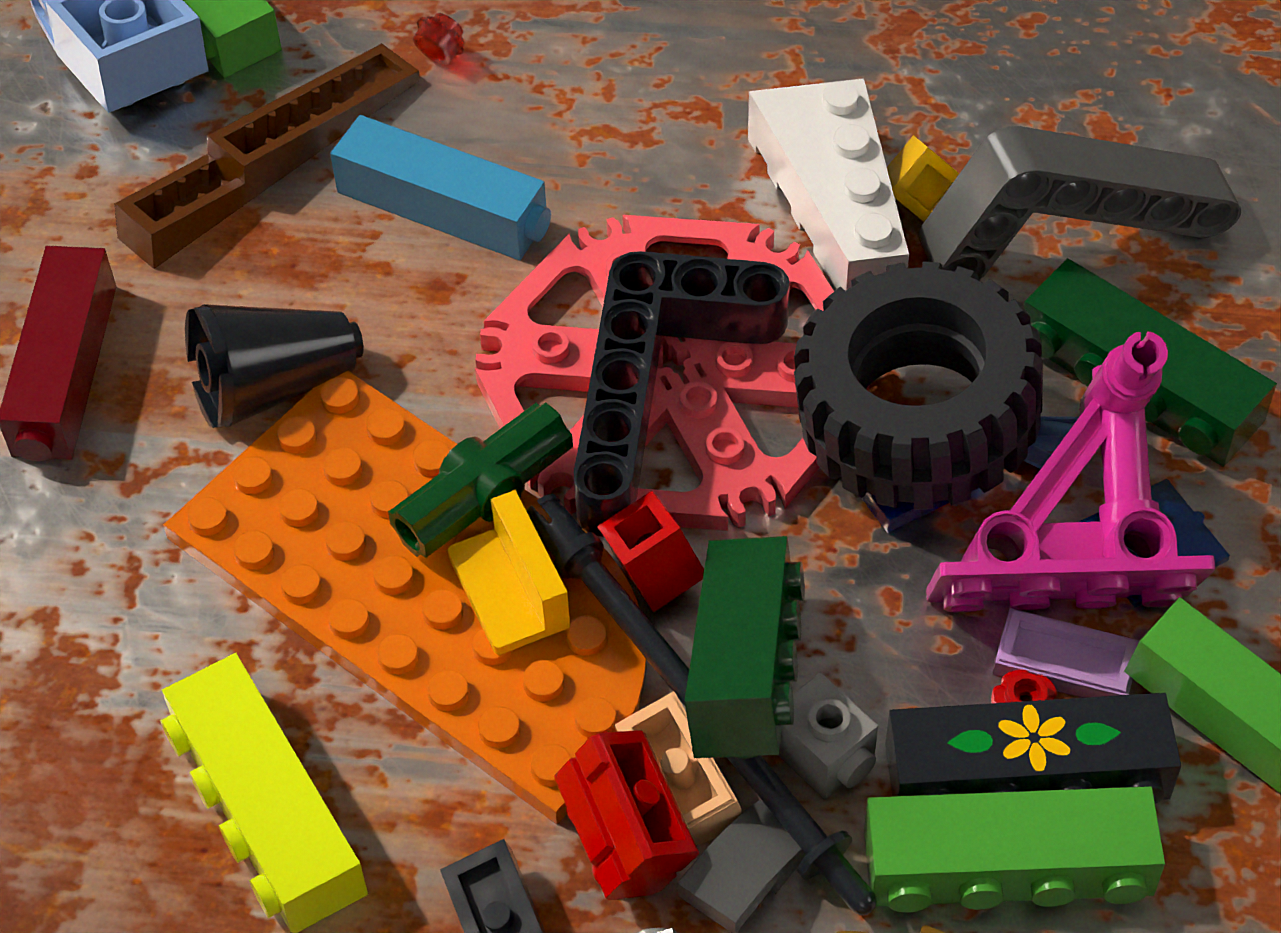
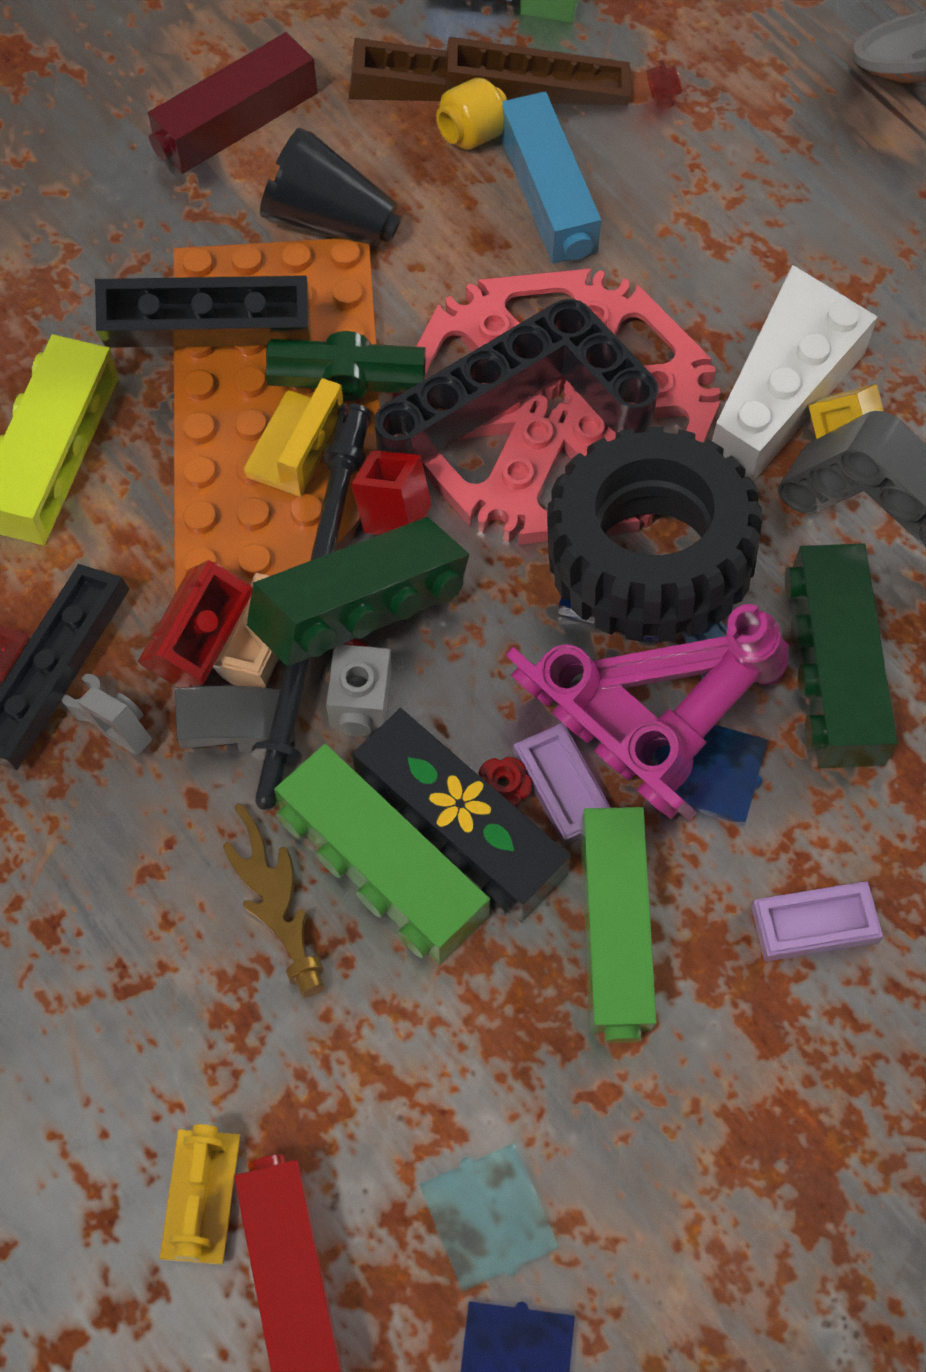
camera: 45 degrees right, 10 degrees up
(300, 539) = (201, 311): none -> black brick
(305, 186) = (471, 113): none -> yellow head

